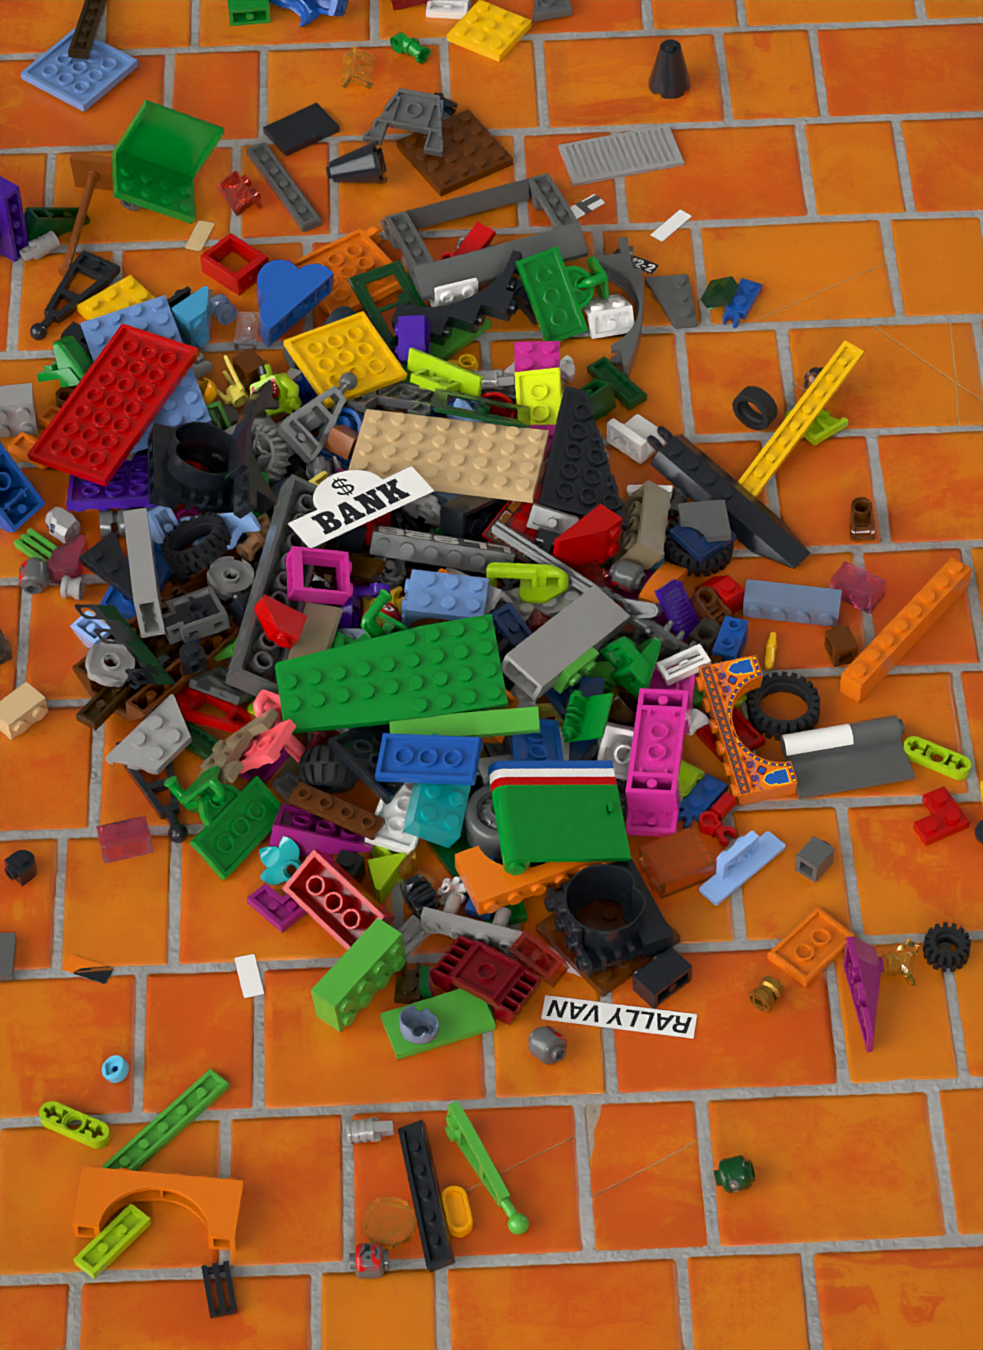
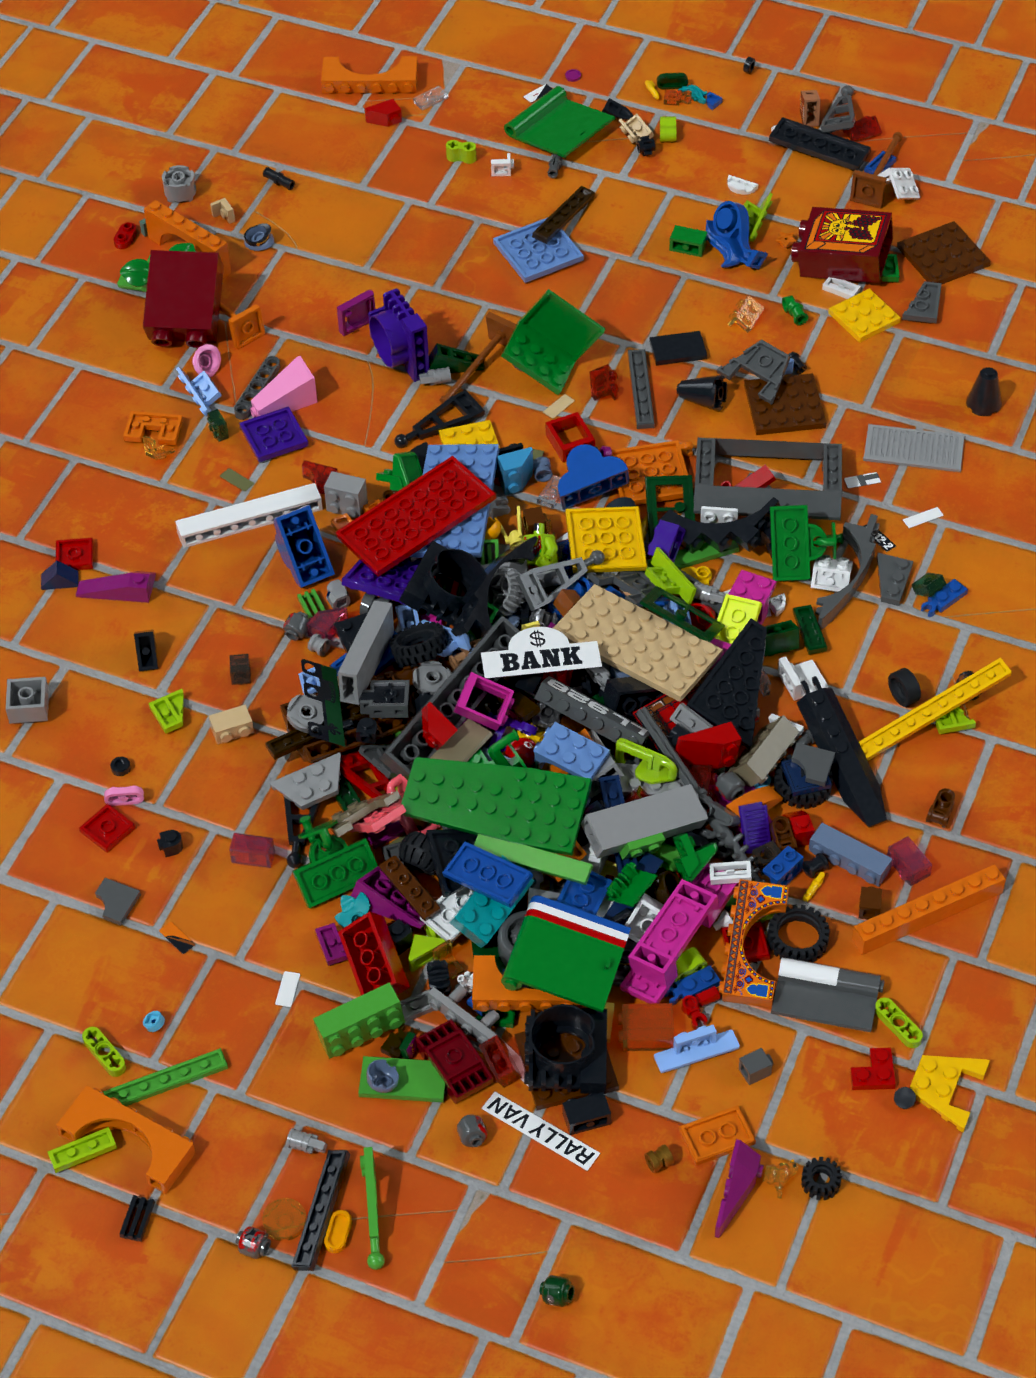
camera: 25 degrees right, 0 degrees up
(758, 631) = (815, 865): none -> black bush

